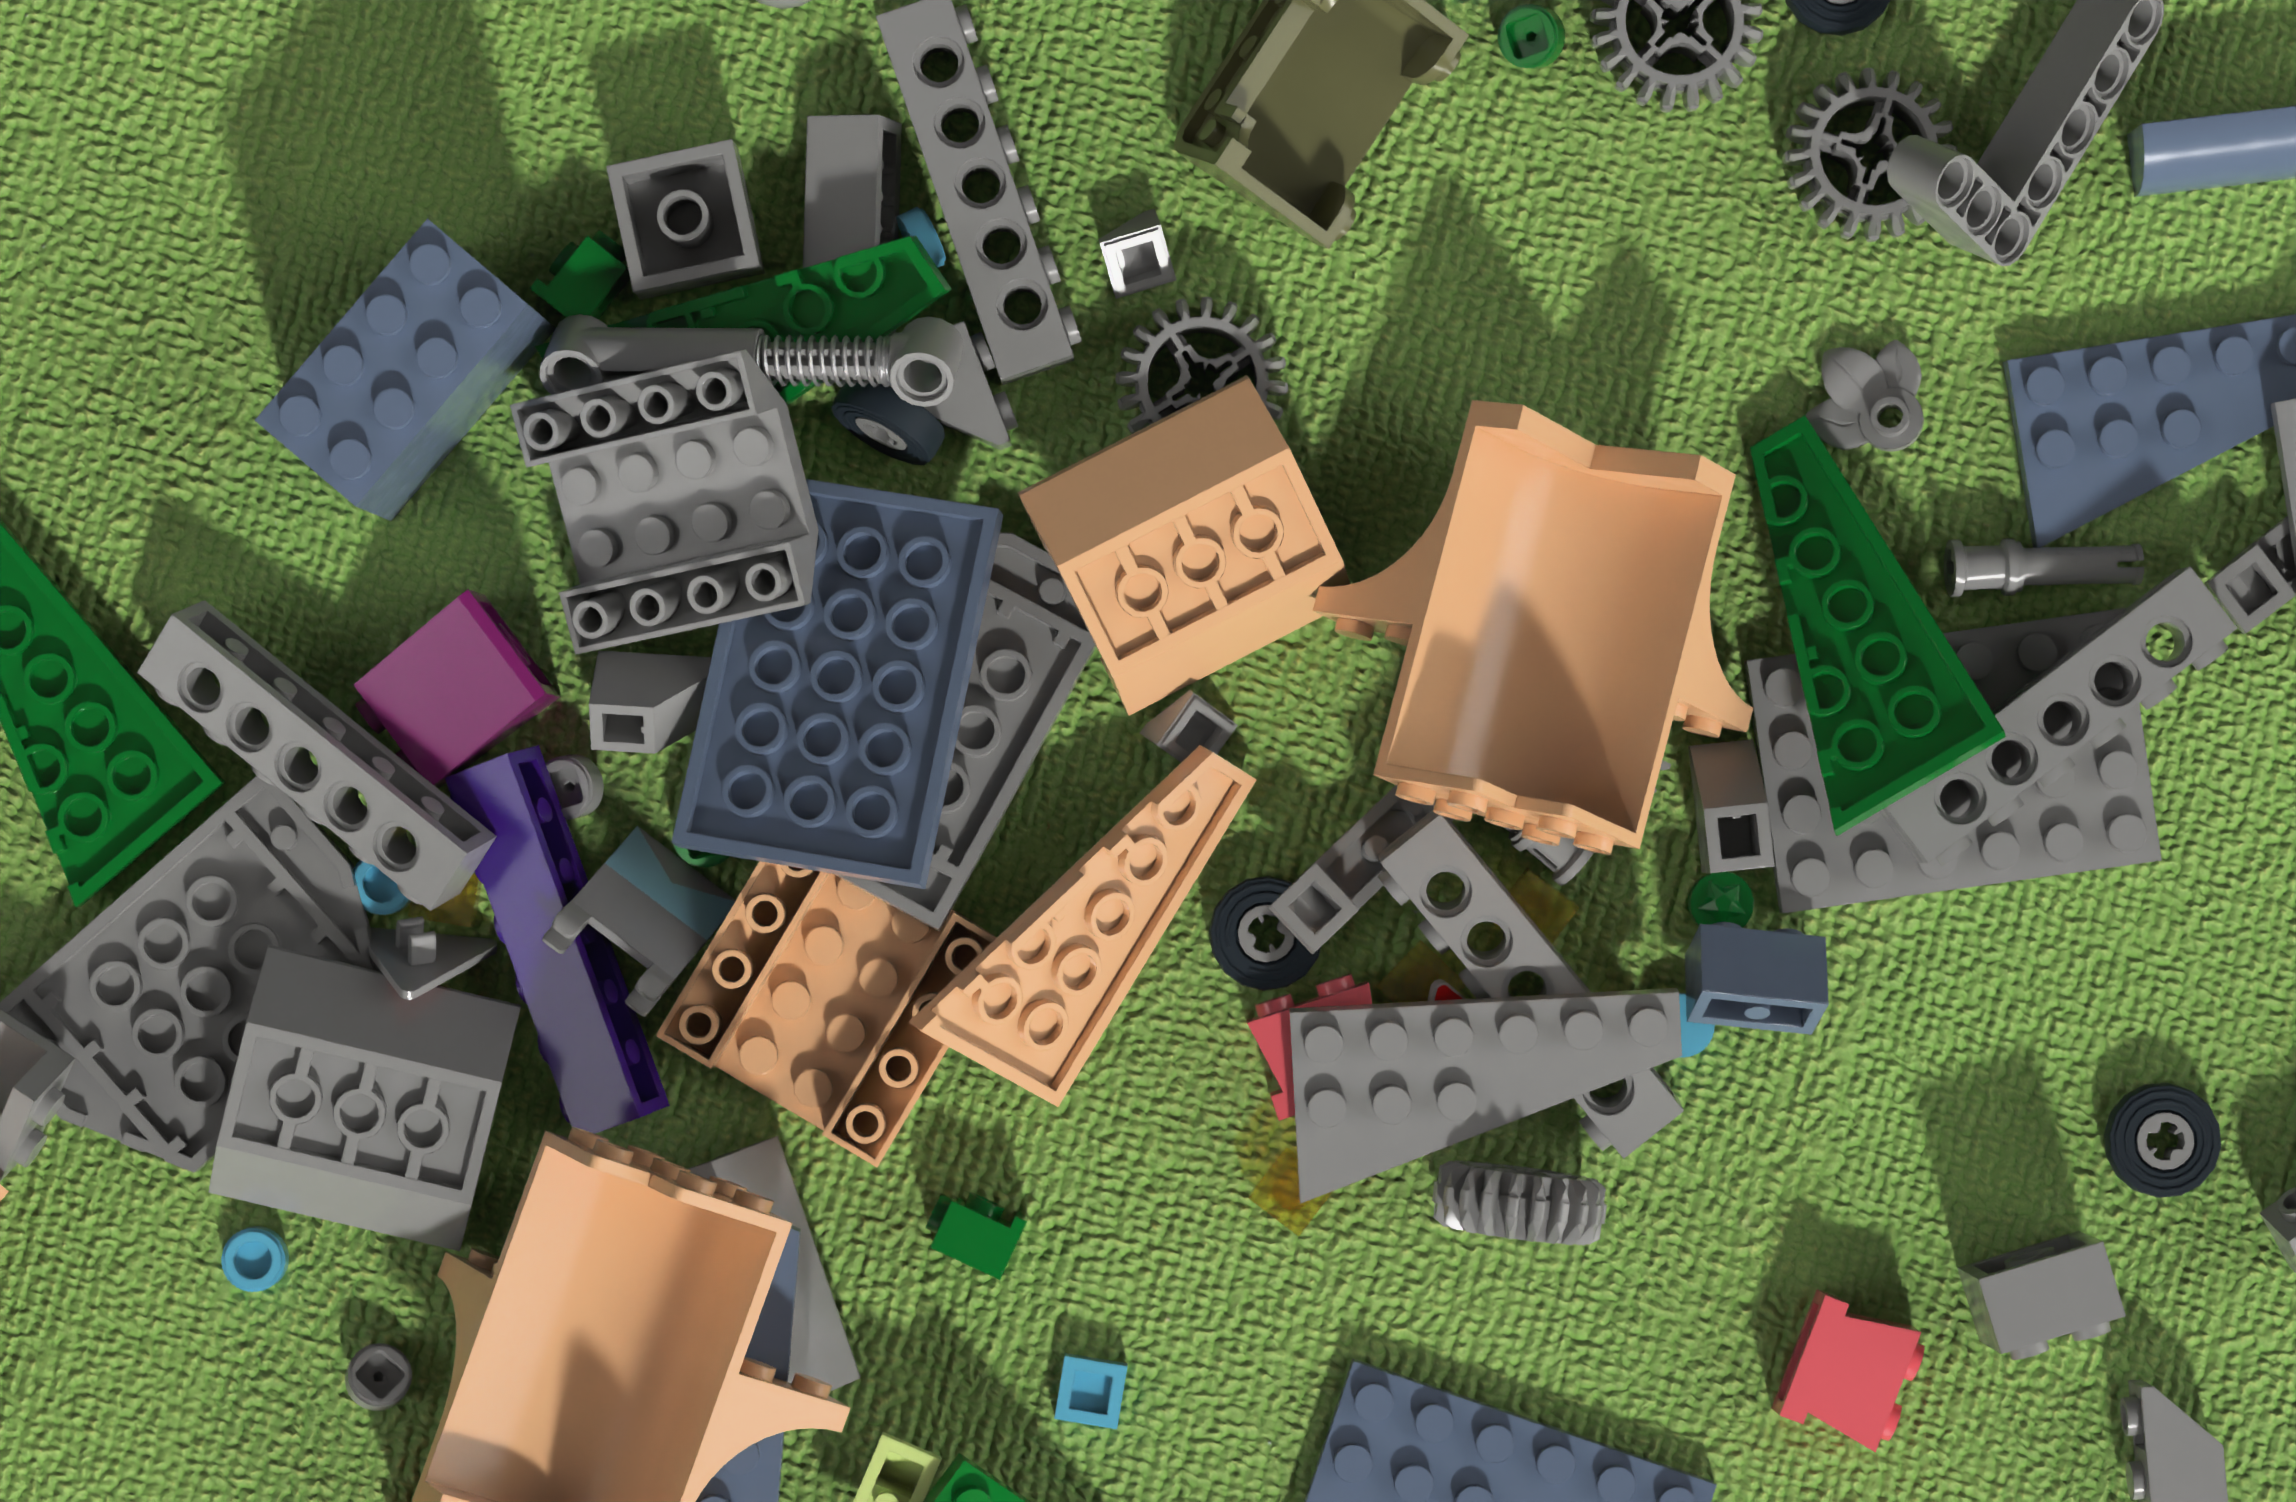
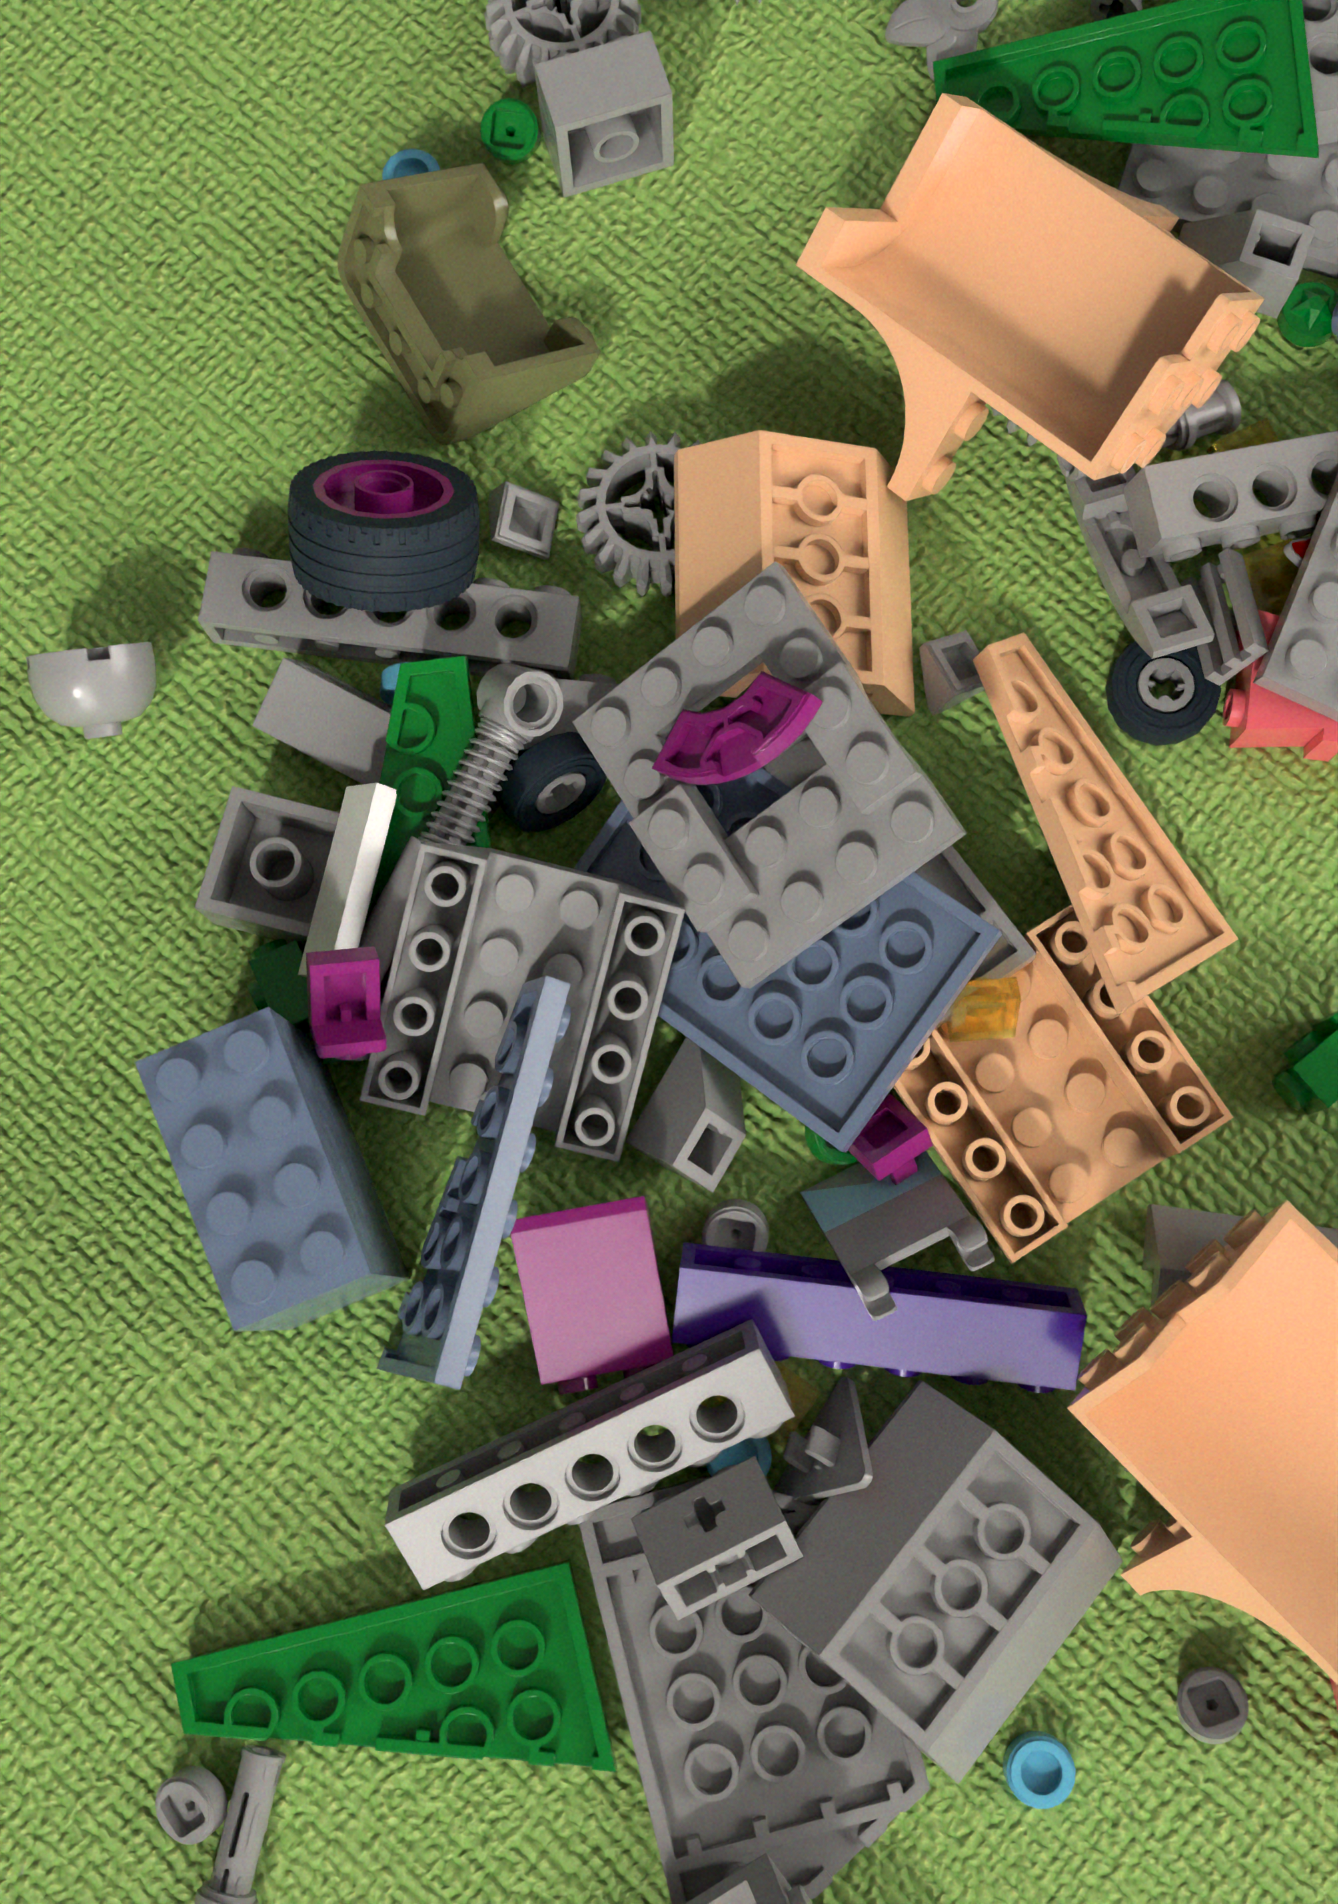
camera: 55 degrees left, 10 degrees down
(300, 894) = (715, 1538): none -> light grey brick
(473, 551) = (478, 1201): none -> sand blue wing
(574, 357) = (345, 1002): none -> magenta bracket
(690, 294) = (350, 869): none -> white tile
(710, 882) = (891, 1142): none -> magenta tile
(866, 908) = (985, 1010): none -> clear yellow plate
(913, 691) = (818, 847): none -> light grey piece
(971, 577) = (739, 737): none -> magenta tile
(1038, 146) = (383, 530): none -> black wheel
(1352, 955) = (1222, 656): none -> light grey tile
(1575, 126) = (606, 113): none -> light grey brick

